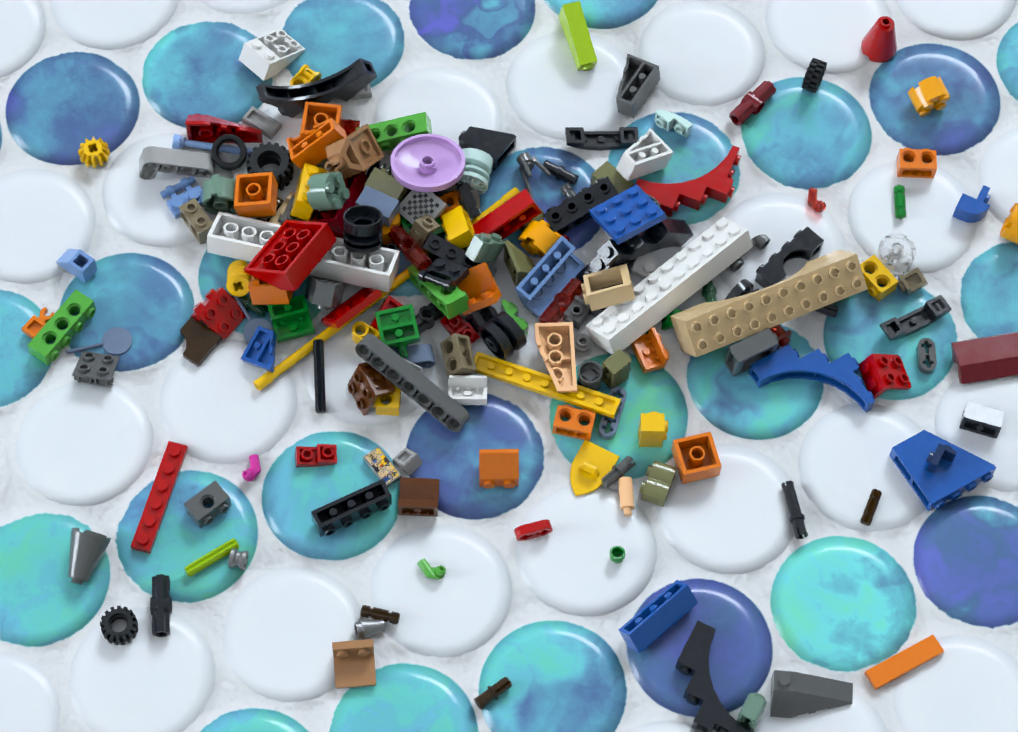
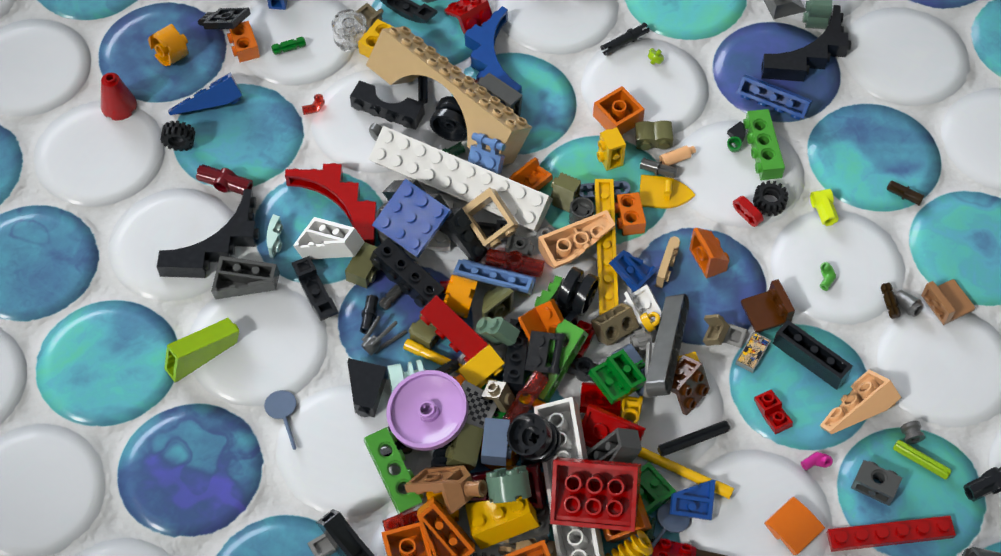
camera: 110 degrees left, 5 degrees down
(203, 421) = (794, 525): none -> orange slope
(285, 531) = (869, 396): none -> light nougat wedge
(414, 441) = (717, 330): none -> dark tan bracket
(433, 372) = (640, 340): none -> light grey gear
(446, 382) = (648, 322): none -> yellow tile
(499, 83) = (280, 406): none -> sand blue piece
(507, 432) = (668, 260): none -> tan hinge
(508, 395) = (632, 270): none -> blue wing
(513, 605) = (823, 202): none -> neon yellow piece
(539, 547) = (774, 190): none -> black tyre
(612, 590) = (764, 144): none -> bright green brick
(632, 567) = (737, 130): none -> black tile
(678, 80) = (196, 259): none -> black arch
(682, 308) = (484, 157): none -> medium blue plate
(760, 529) = (655, 56): none -> lime piece
(855, 117) = (220, 93): none -> blue wedge
(955, 147) = (223, 16): none -> black piece

